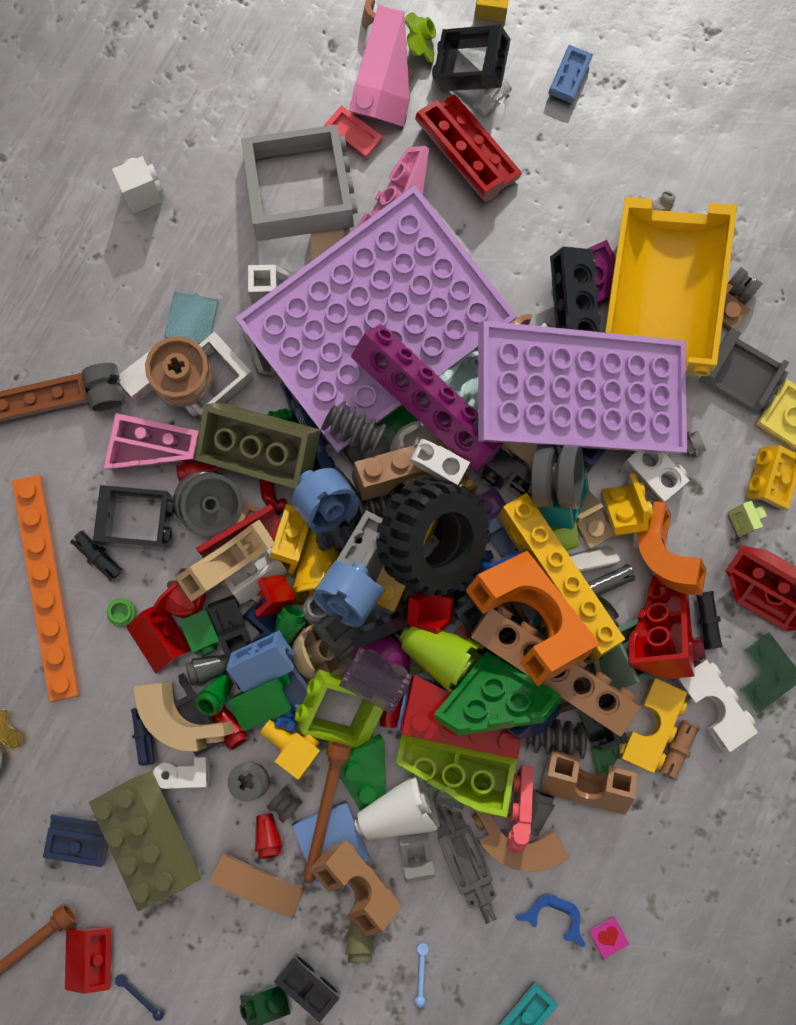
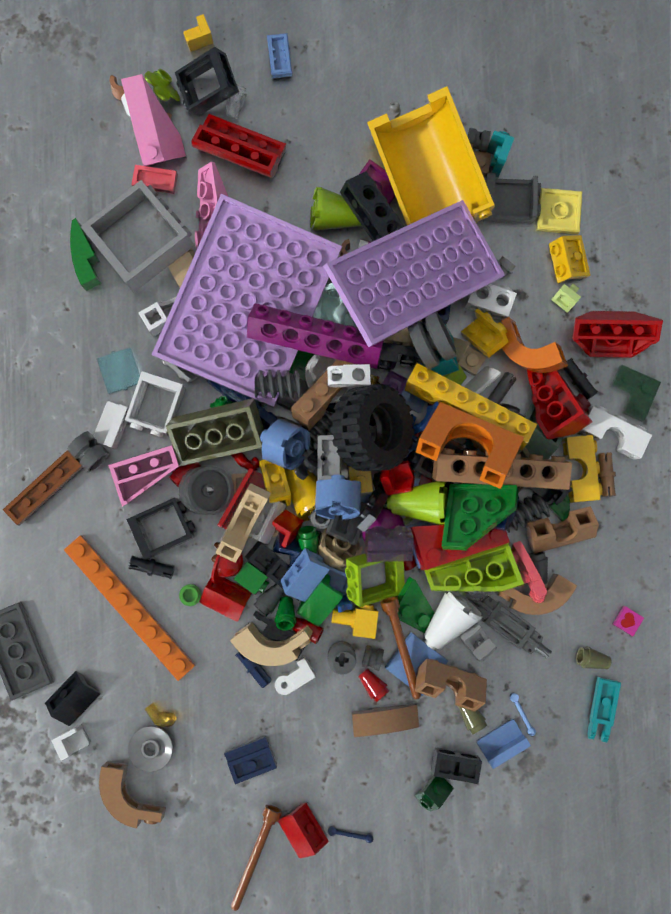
camera: 30 degrees left, 5 degrees up
(138, 184) = (28, 298): white brick -> none
(145, 840) = (296, 735): olive brick -> none
(173, 356) = (123, 406): medium nougat wheel -> none
(225, 173) = (83, 256): none -> green slope
(378, 994) = (503, 743): none -> medium blue panel
(528, 273) = (330, 211): none -> lime cone
(540, 957) = (592, 659): none -> olive cone
(557, 903) = (583, 618): blue helmet -> none
(763, 306) = (499, 146): none -> teal bracket

